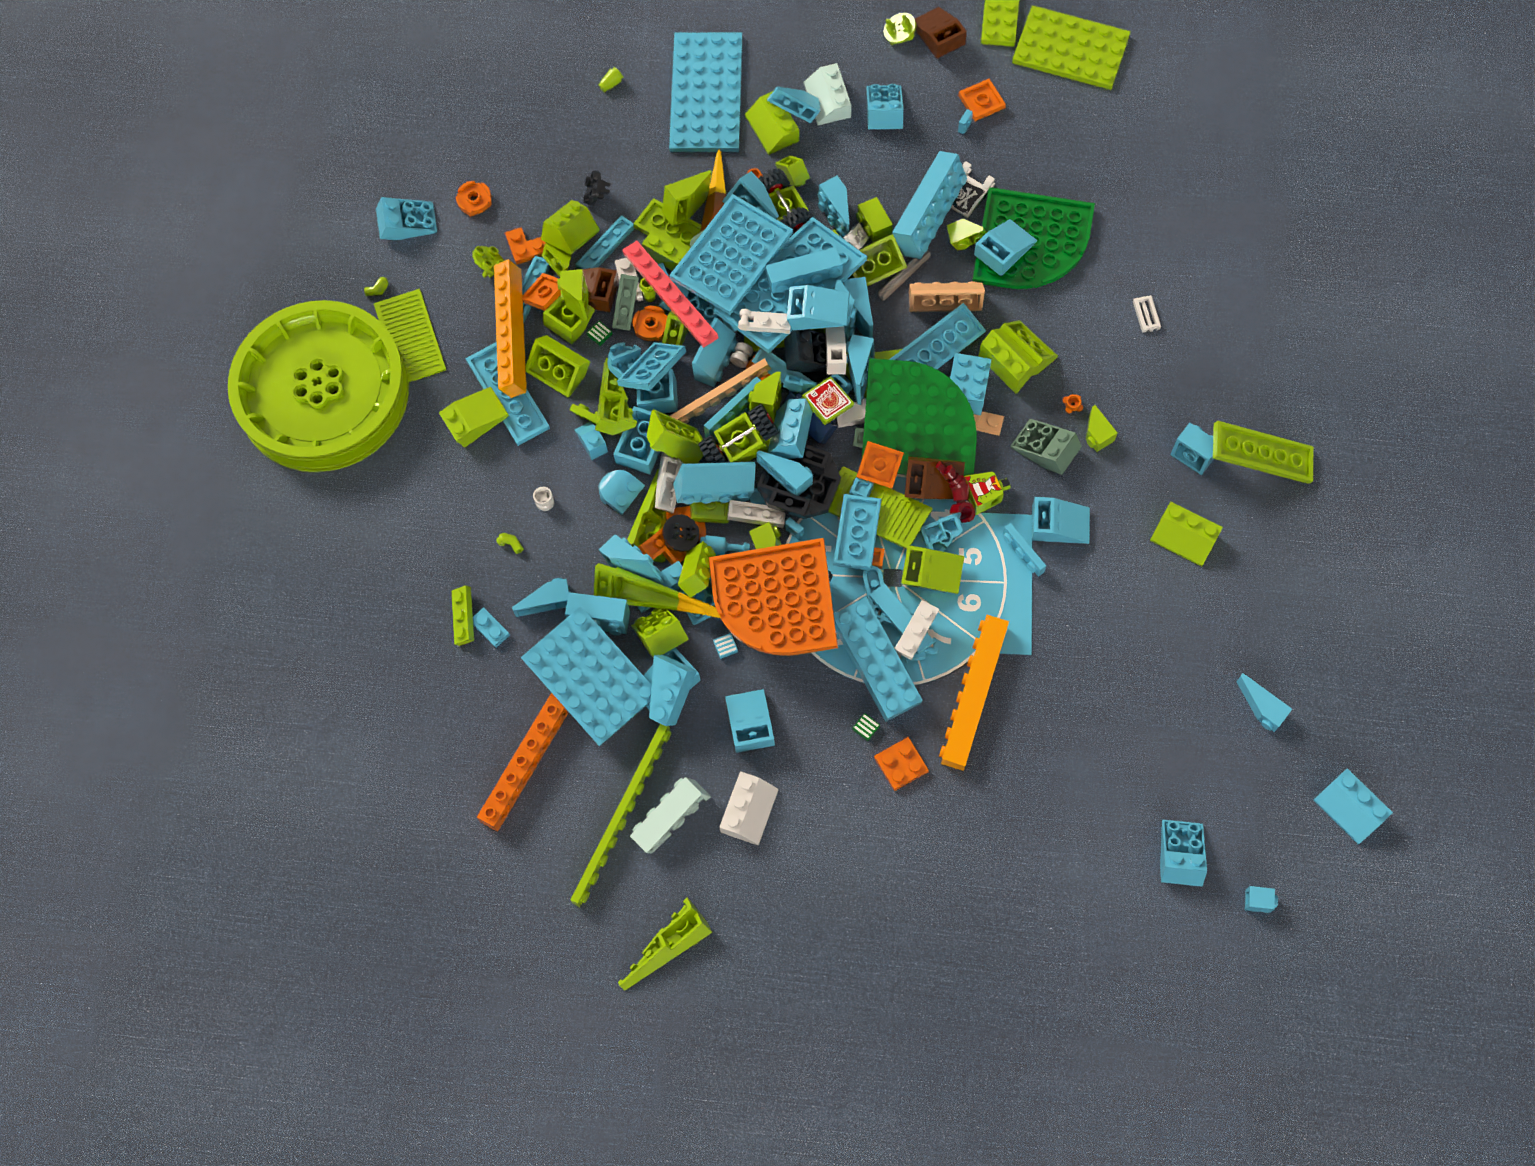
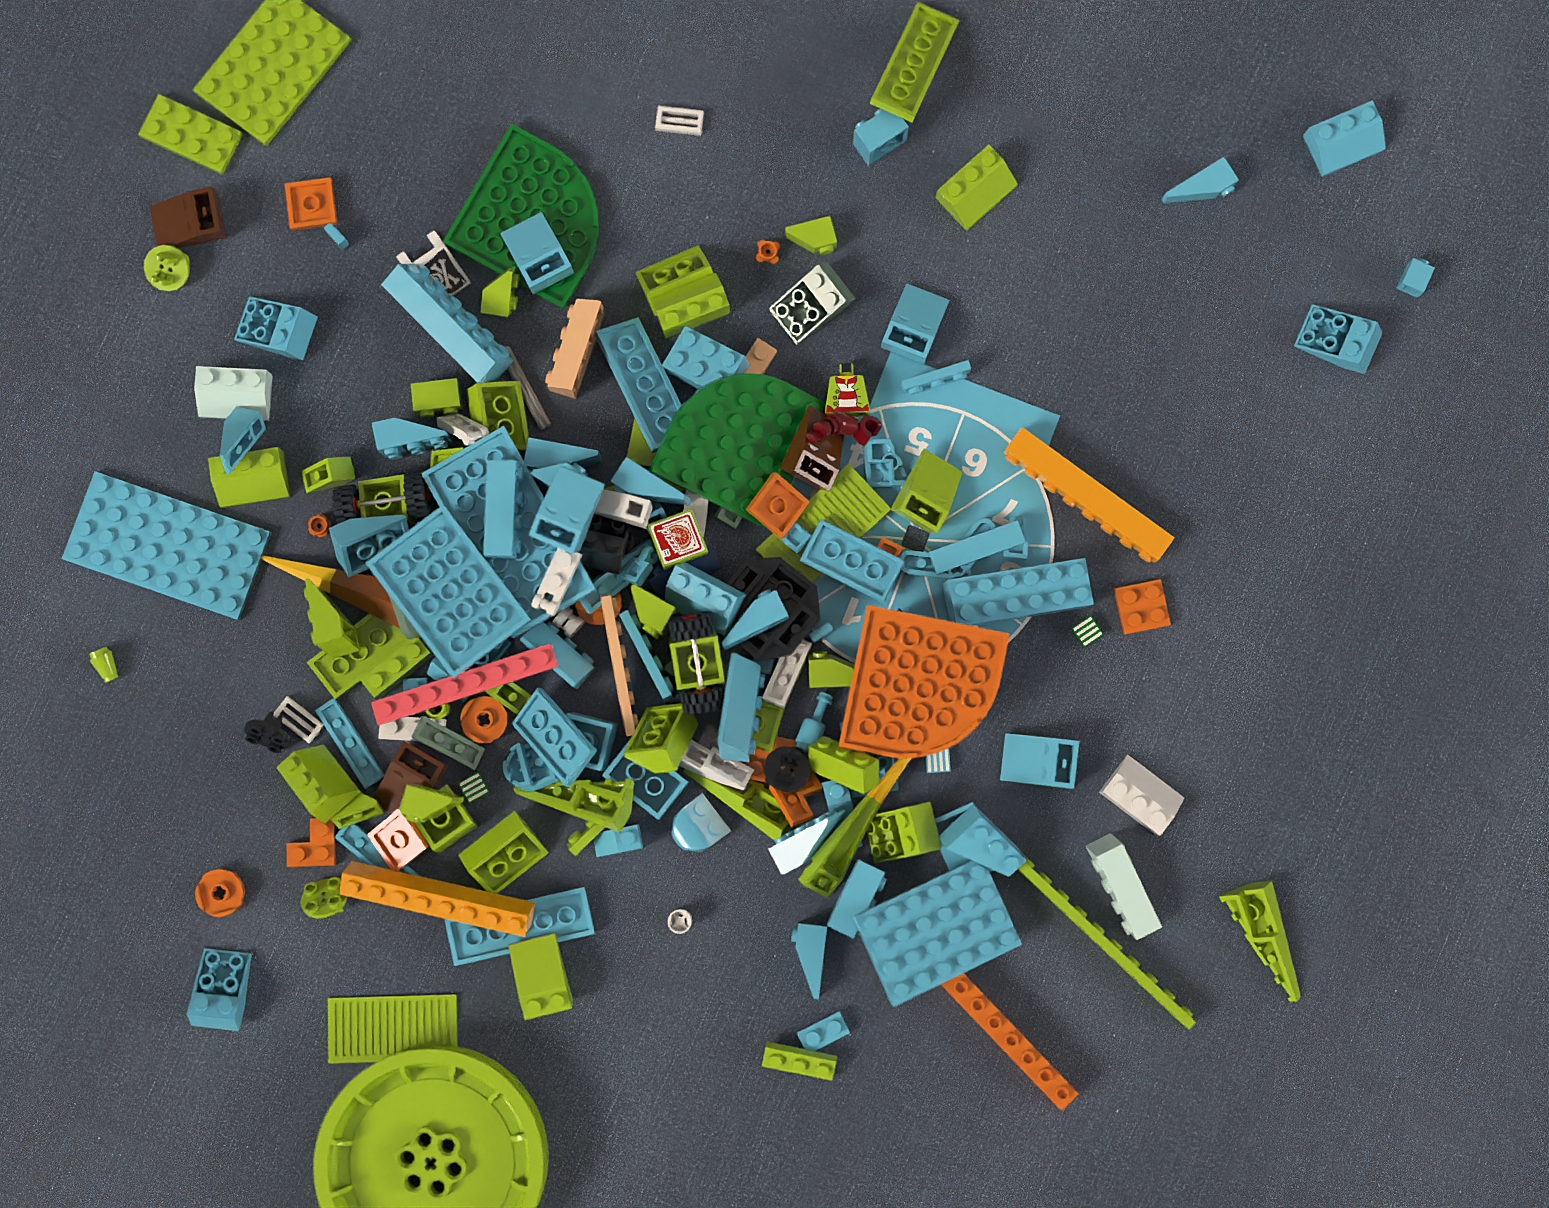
camera: 75 degrees left, 15 degrees up
(379, 287) = (310, 1050): lime arm -> none
(512, 540) = (718, 977): lime arm -> none
(607, 220) = (314, 732): none -> white tile
(916, 630) = (1000, 535): white plate -> none

